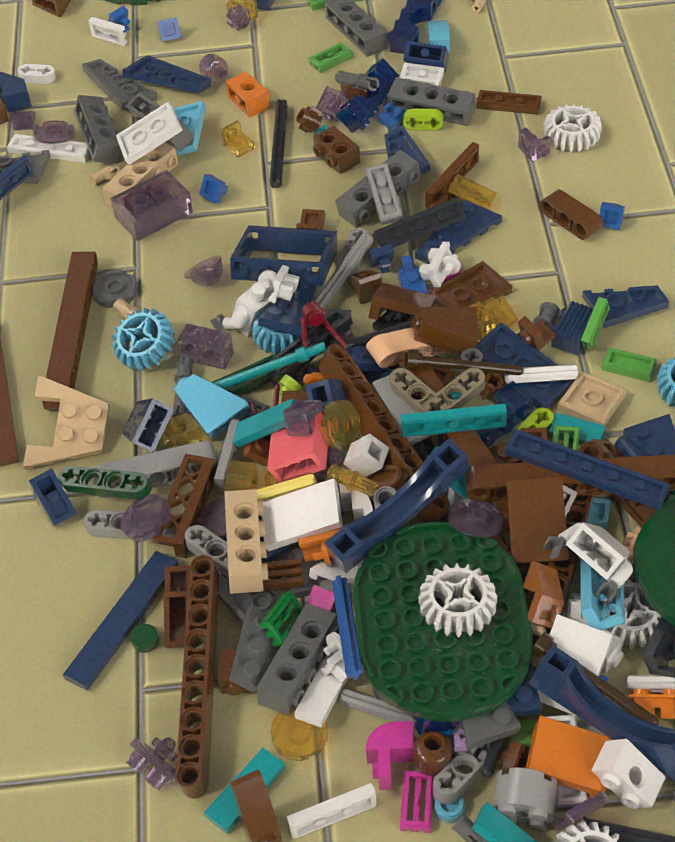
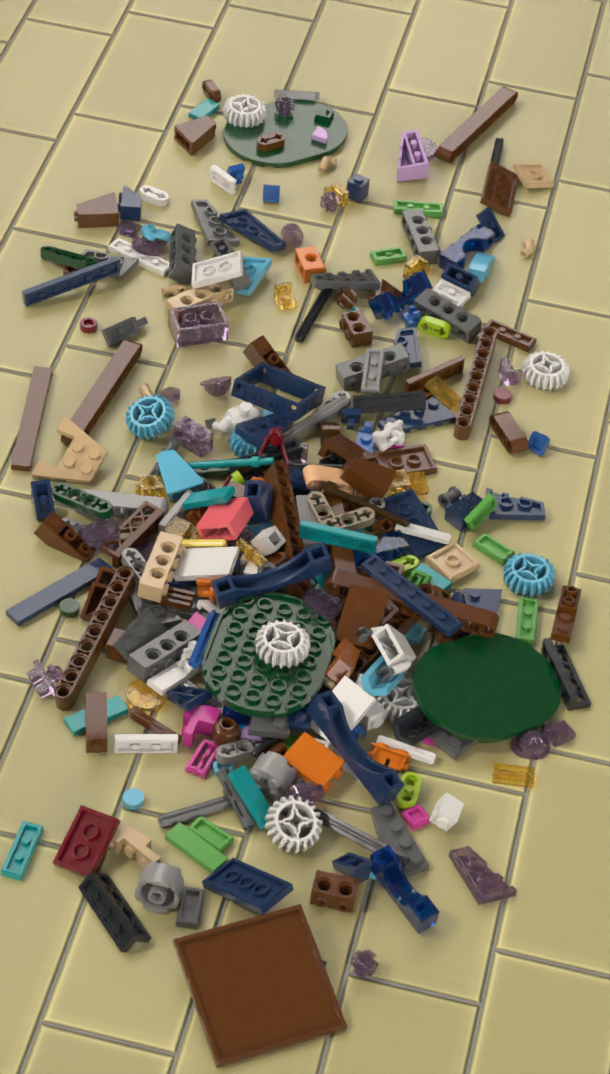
camera: 10 degrees right, 5 degrees down
(20, 249) = (88, 325): none -> dark red tile
(52, 117) = (151, 233): none -> medium azure plate
(65, 241) = (123, 330): none -> dark grey hinge
(98, 541) = (62, 537): none -> reddish brown slope
(113, 286) = (146, 373): dark grey tile -> none
(147, 423) = (128, 472): dark blue torso -> none
(153, 300) = (170, 393): none -> slope
(213, 188) = (249, 327): blue tile -> none
(241, 213) = (262, 351): none -> reddish brown slope
(267, 622) = (154, 625): green tile -> none
(281, 284) = (262, 409): white hips -> none
(295, 99) = (354, 281): none -> dark grey wing
(299, 415) = (231, 497): clear purple bracket -> none
(312, 219) = (312, 373): reddish brown bracket -> none
(327, 775) = (150, 723): none -> reddish brown axle
(330, 103) = (367, 291): bracket -> none
(340, 425) = (259, 514): clear yellow tile -> none
(359, 717) = (188, 697): none -> dark blue wing
(360, 80) = (398, 281): dark grey pin -> none
(367, 57) = (414, 265): none -> clear yellow bracket
(503, 171) = (475, 383): none -> reddish brown beam
(535, 334) = (433, 505): reddish brown bracket -> none
(538, 173) = (502, 395): none -> tile
(546, 641) = (354, 728): dark brown piece -> none
(628, 774) = (354, 789): white brick -> none

